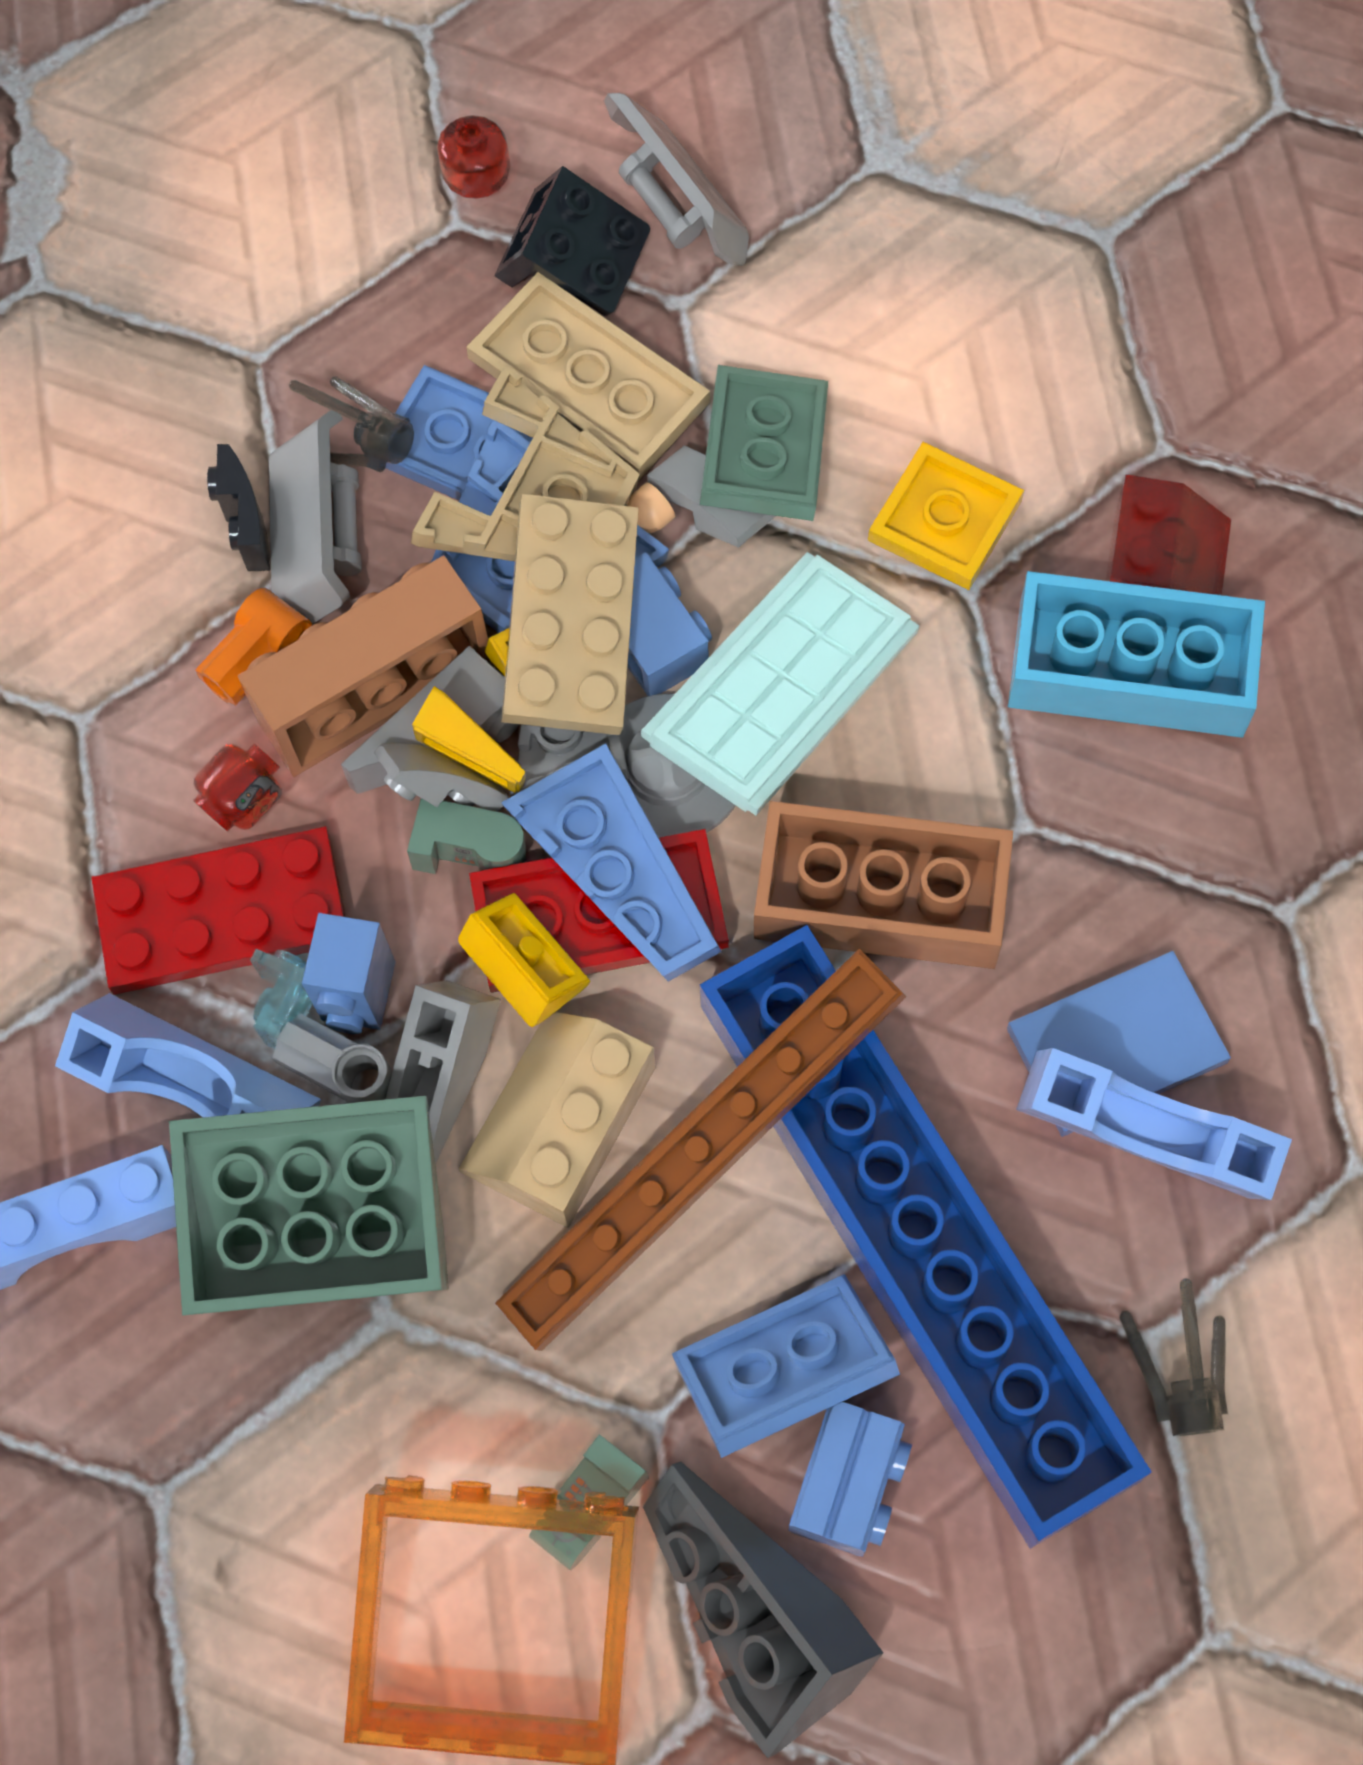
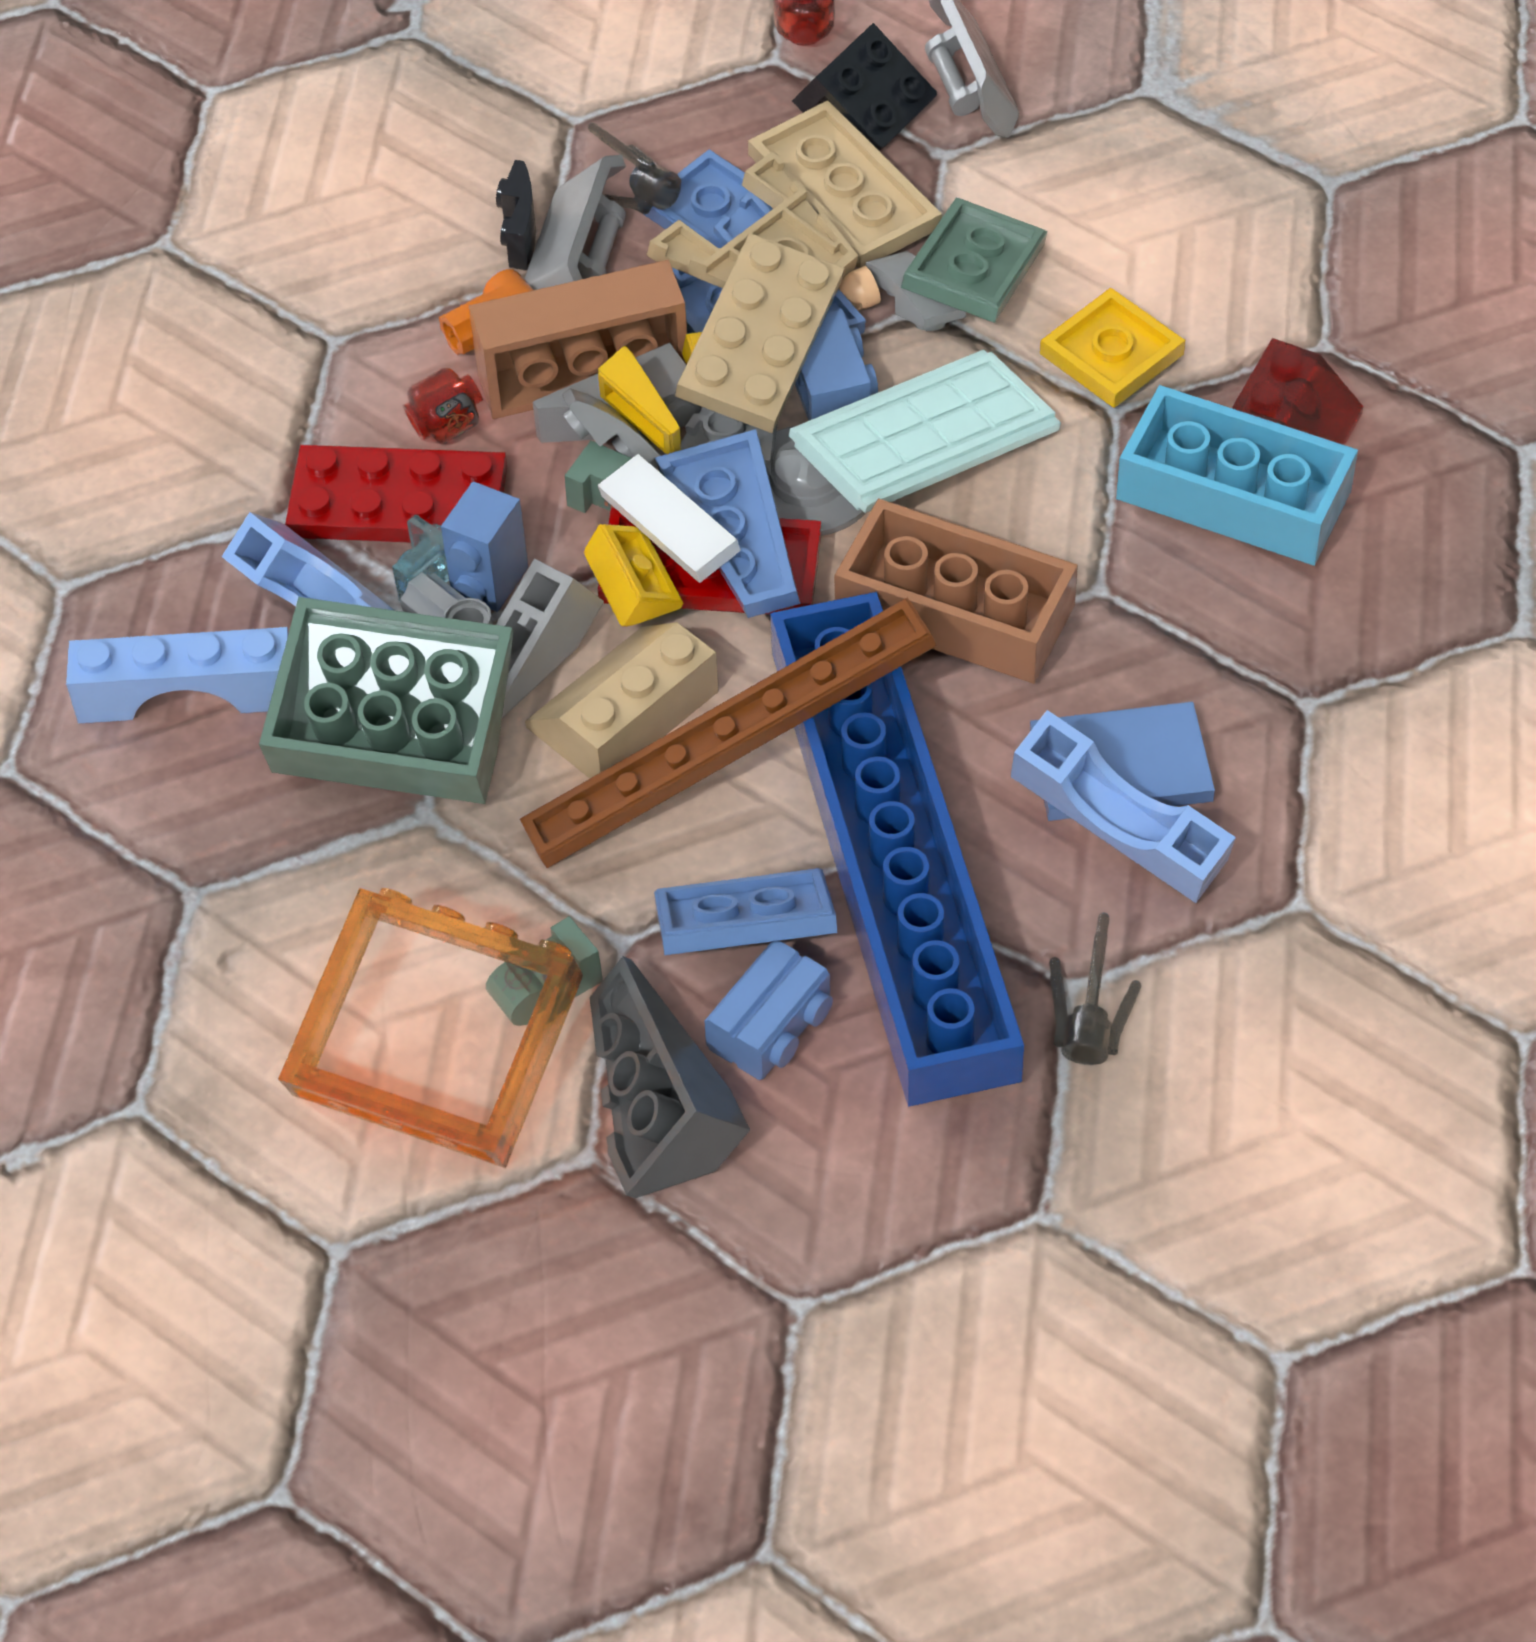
camera: 15 degrees right, 15 degrees down
(545, 884) = (669, 518): none -> white tile

